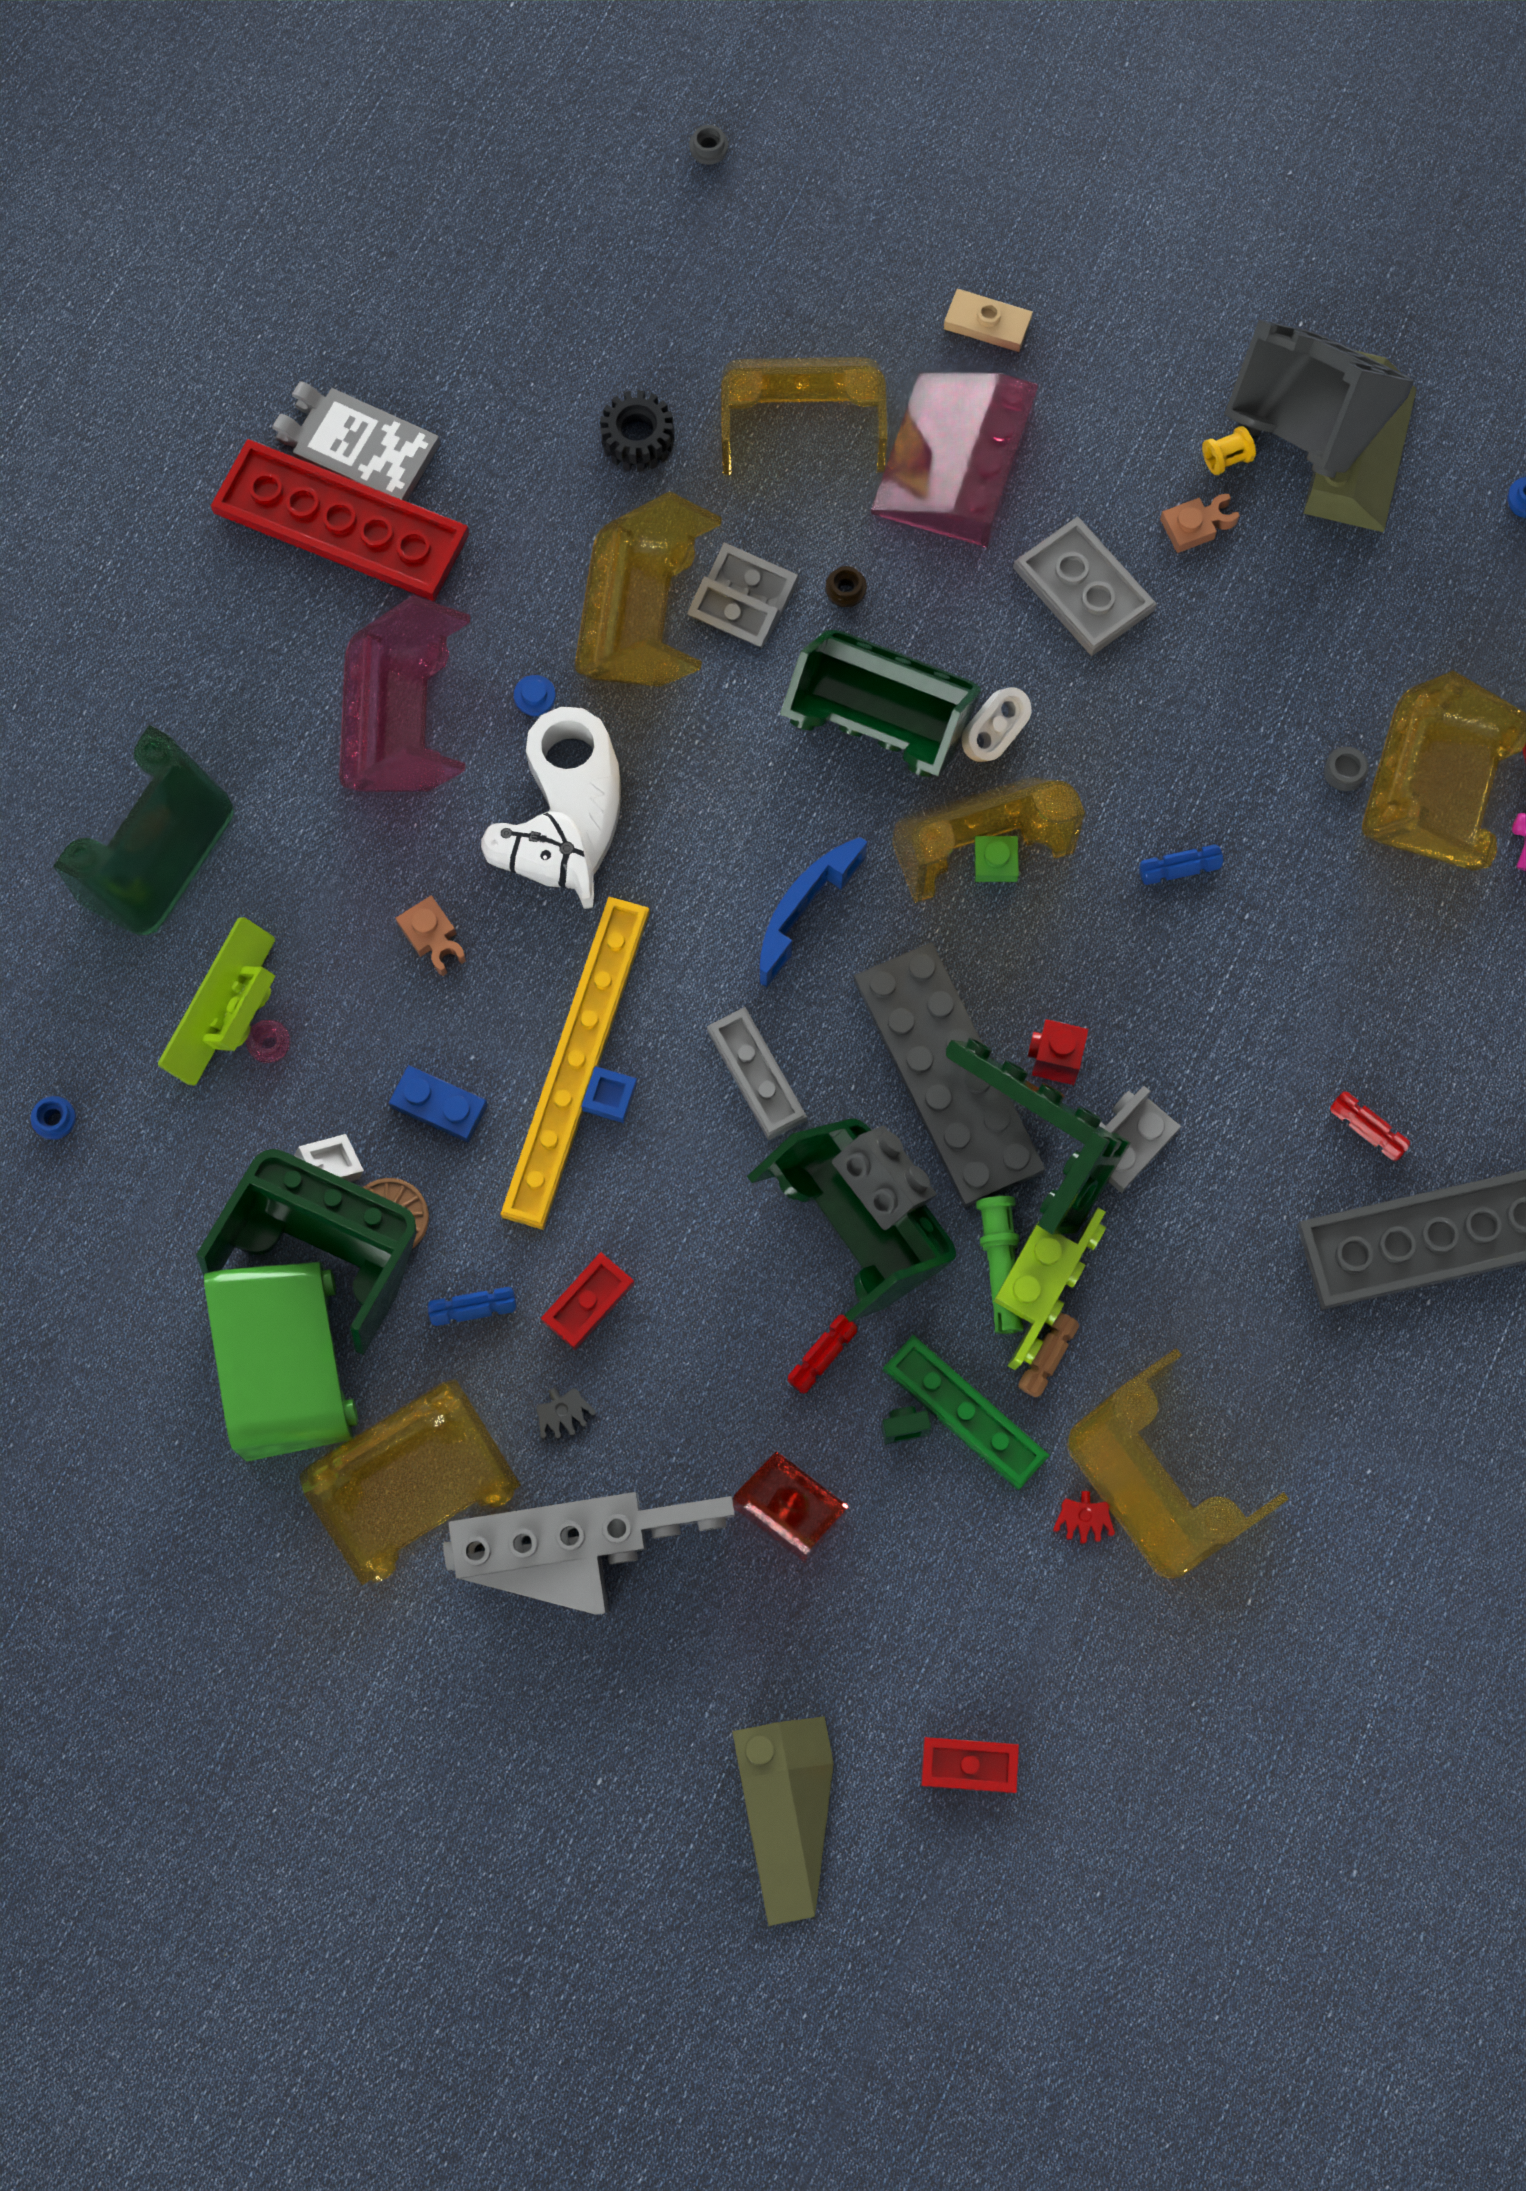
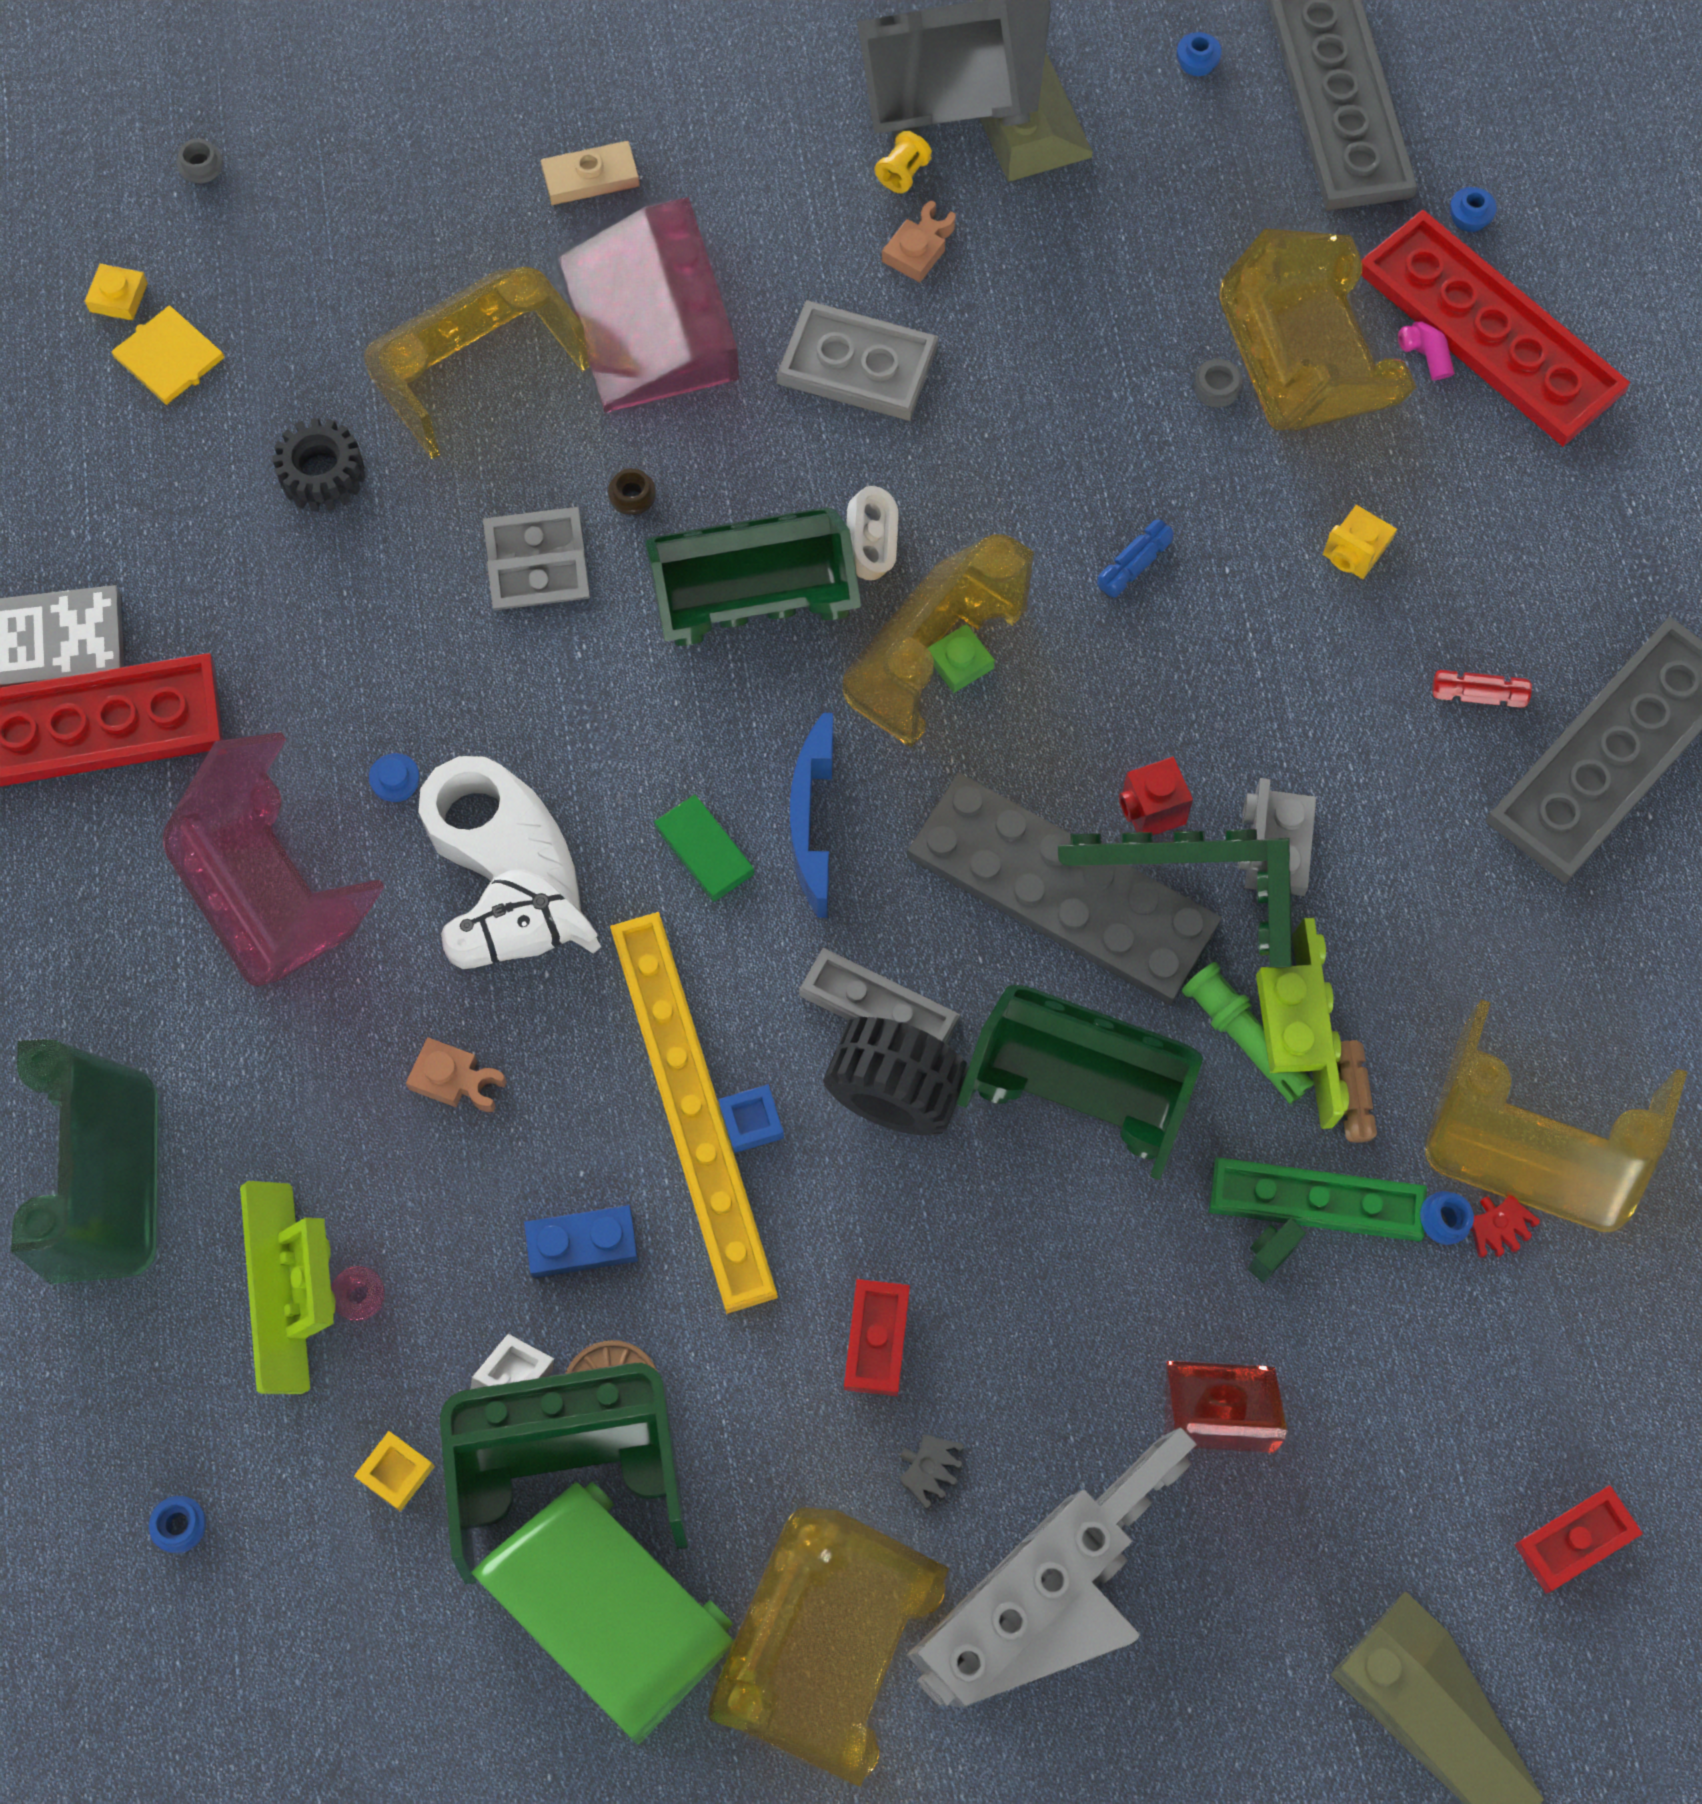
camera: 35 degrees left, 5 degrees down
(210, 1175) = (394, 1471): none -> yellow plate
(471, 1306) = (762, 1422): blue axle -> none
(584, 212) = (116, 292): none -> yellow plate
(589, 282) = (167, 354): none -> yellow piece
(631, 590) = (419, 623): clear yellow windscreen -> none
(713, 882) = (704, 848): none -> green tile
(721, 1128) = (896, 1076): none -> black tyre
(822, 1354) = (1142, 1234): red axle -> none
(883, 1176) = (1082, 1022): dark grey bracket -> none
(1058, 1486) = (1458, 1214): none -> blue plate
(1360, 957) = (1358, 542): none -> yellow bracket

